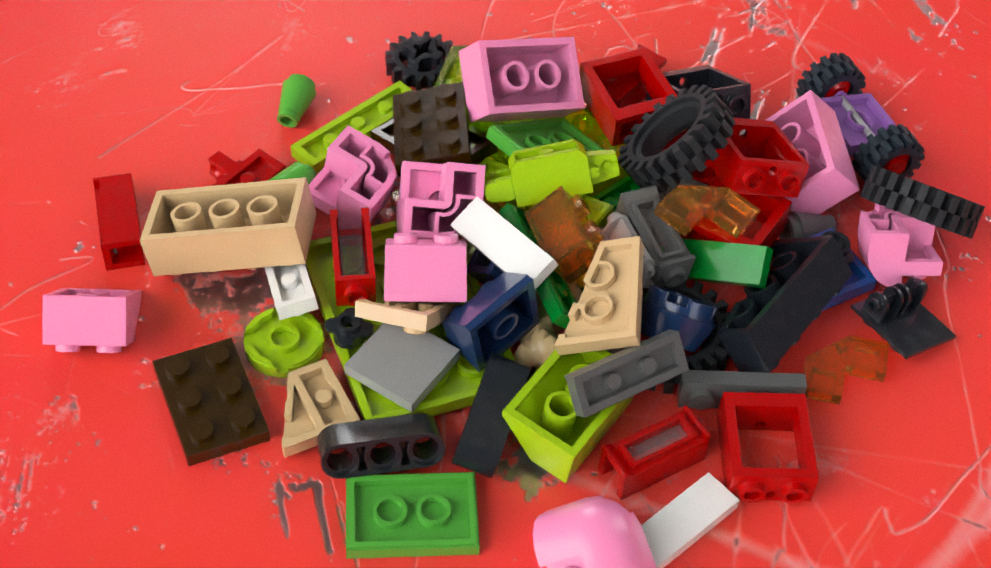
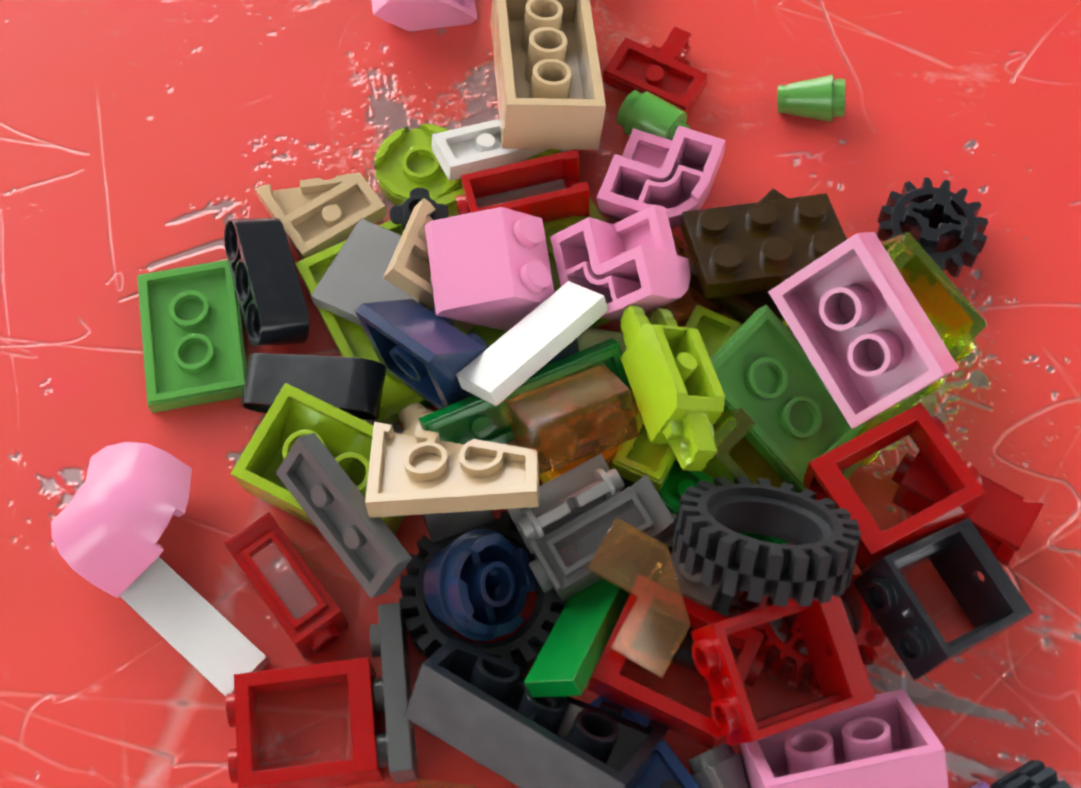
camera: 90 degrees right, 15 degrees up
(210, 401) = (329, 115): dark brown plate -> none
(364, 118) = (771, 165): lime plate -> none

